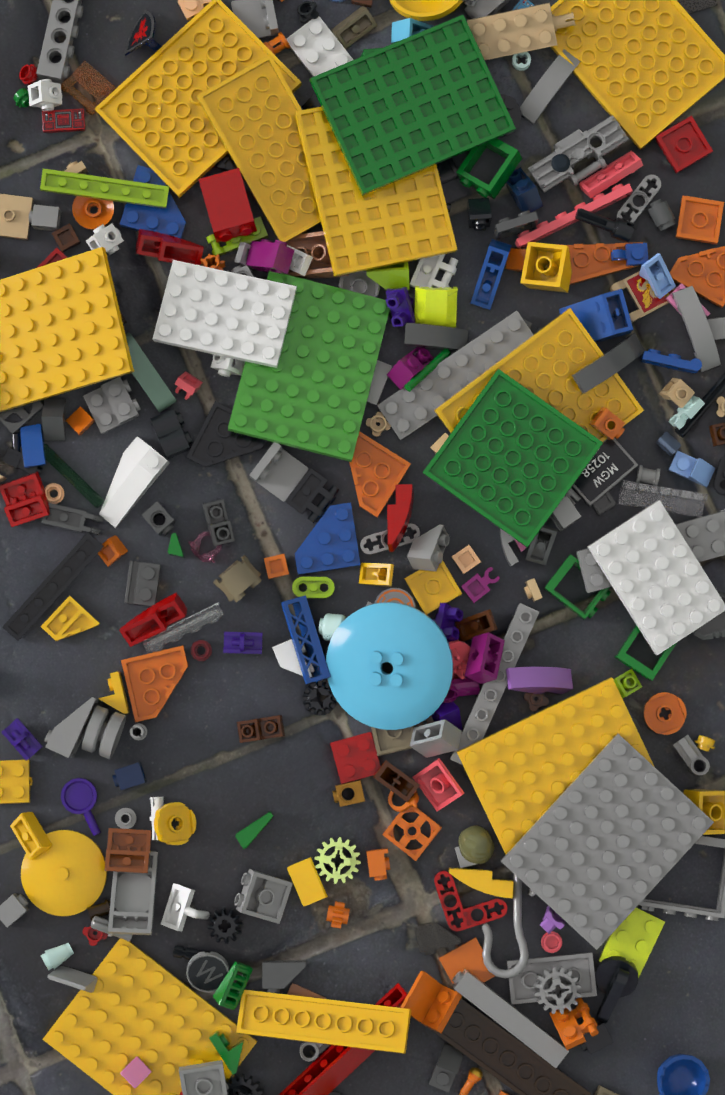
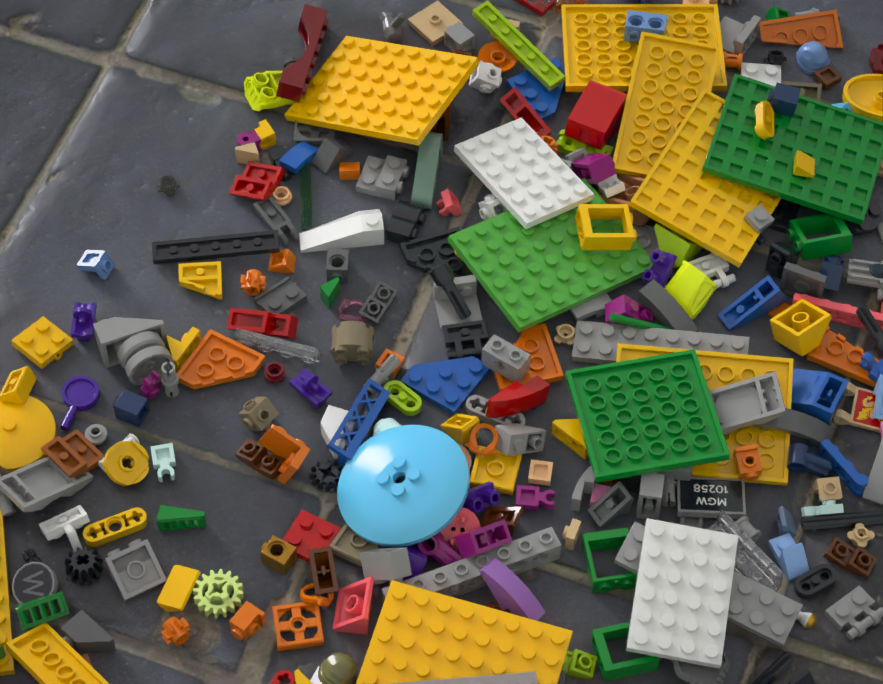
camera: 40 degrees right, 30 degrees down
(111, 591) = (253, 282): none -> orange gear
(129, 748) = (151, 386): none -> magenta plate
(185, 75) = (645, 22): none -> medium blue brick
(193, 793) = (163, 460): none -> light aqua plate
(202, 888) = (110, 535): none -> yellow beam
(227, 699) = (258, 414): none -> dark tan brick
(259, 470) = (443, 277): none -> black piece
(282, 583) = (384, 371): none -> light grey axle
(292, 718) = (287, 447): none -> orange bracket
(321, 328) = (604, 241): none -> yellow window
(363, 493) = (505, 359): none -> light grey brick
(371, 72) = (784, 99): none -> dark blue brick
(374, 107) = (764, 120): none -> yellow plate
(418, 576) = (491, 448): none -> orange piece
(435, 121) = (803, 165): none -> yellow slope
(437, 197) = (759, 218): none -> light grey plate
(459, 509) = (570, 434): none -> yellow slope
(573, 380) = (748, 402): none -> light grey slope
(644, 382) = (802, 460): none -> dark blue piece

